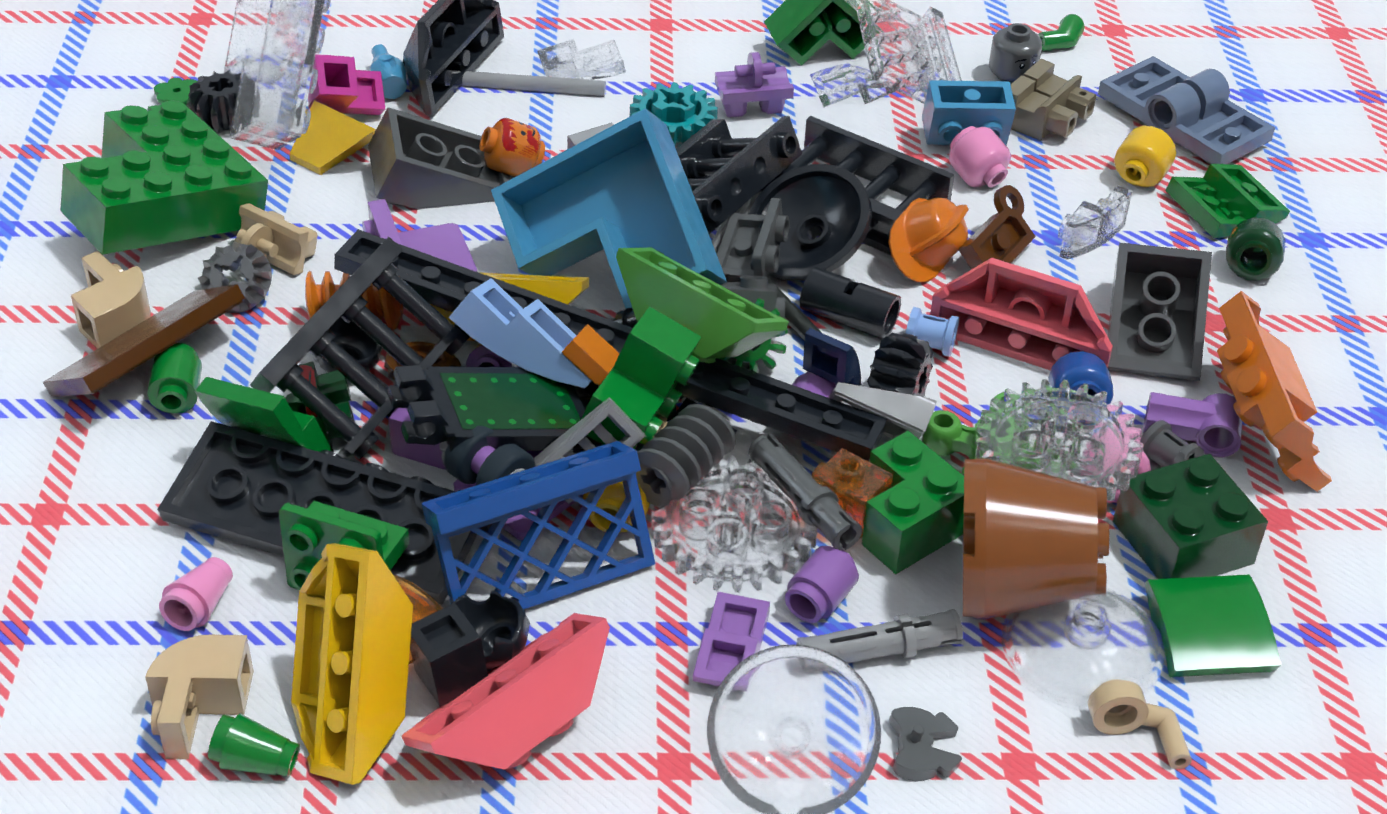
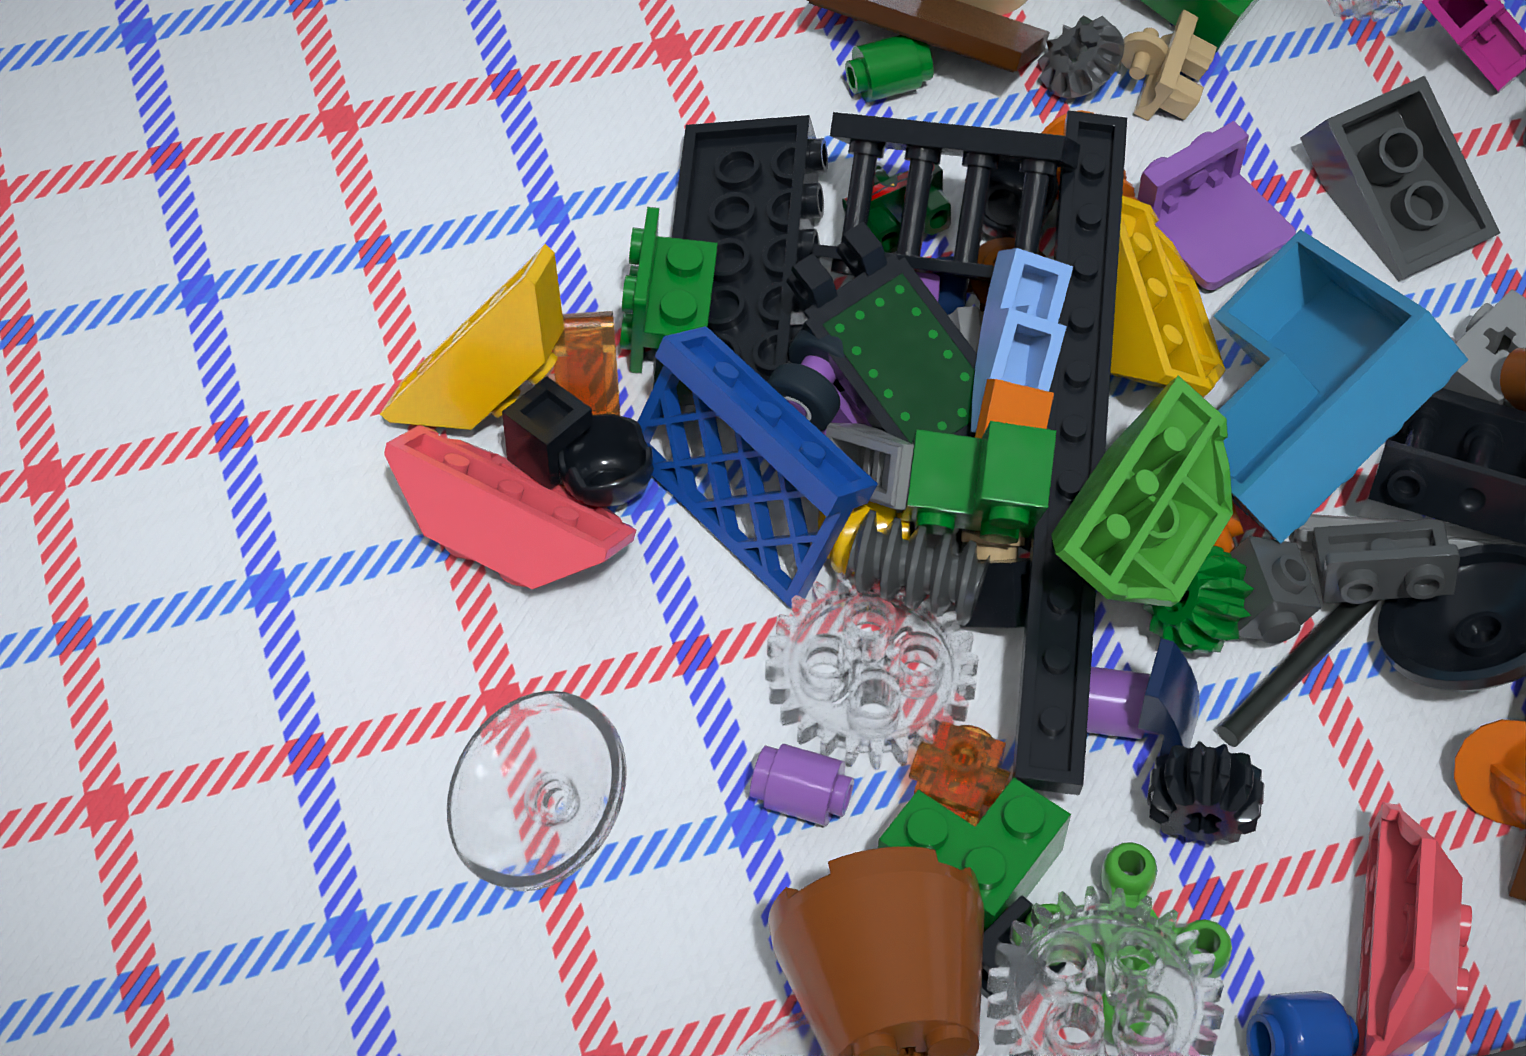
camera: 75 degrees right, 15 degrees up
(193, 597) = (588, 202): bright pink cone -> none
(193, 679) = (462, 235): tan brick -> none
(251, 747) = (402, 316): green cone -> none
(260, 413) = (816, 161): green slope -> none
(329, 139) = (1403, 51): yellow slope -> none
(512, 147) = (1470, 242): orange head -> none
(732, 636) = (690, 717): medium lavender slope -> none
(815, 503) = (897, 735): dark grey pin -> none
(850, 302) = (1351, 713): black pin -> none
(900, 636) = (698, 808): light grey pin -> none
(901, 410) = (1112, 792): light grey slope -> none
(916, 756) = (577, 944): dark grey piece -> none
(936, 330) = (1339, 827): light blue bush -> none

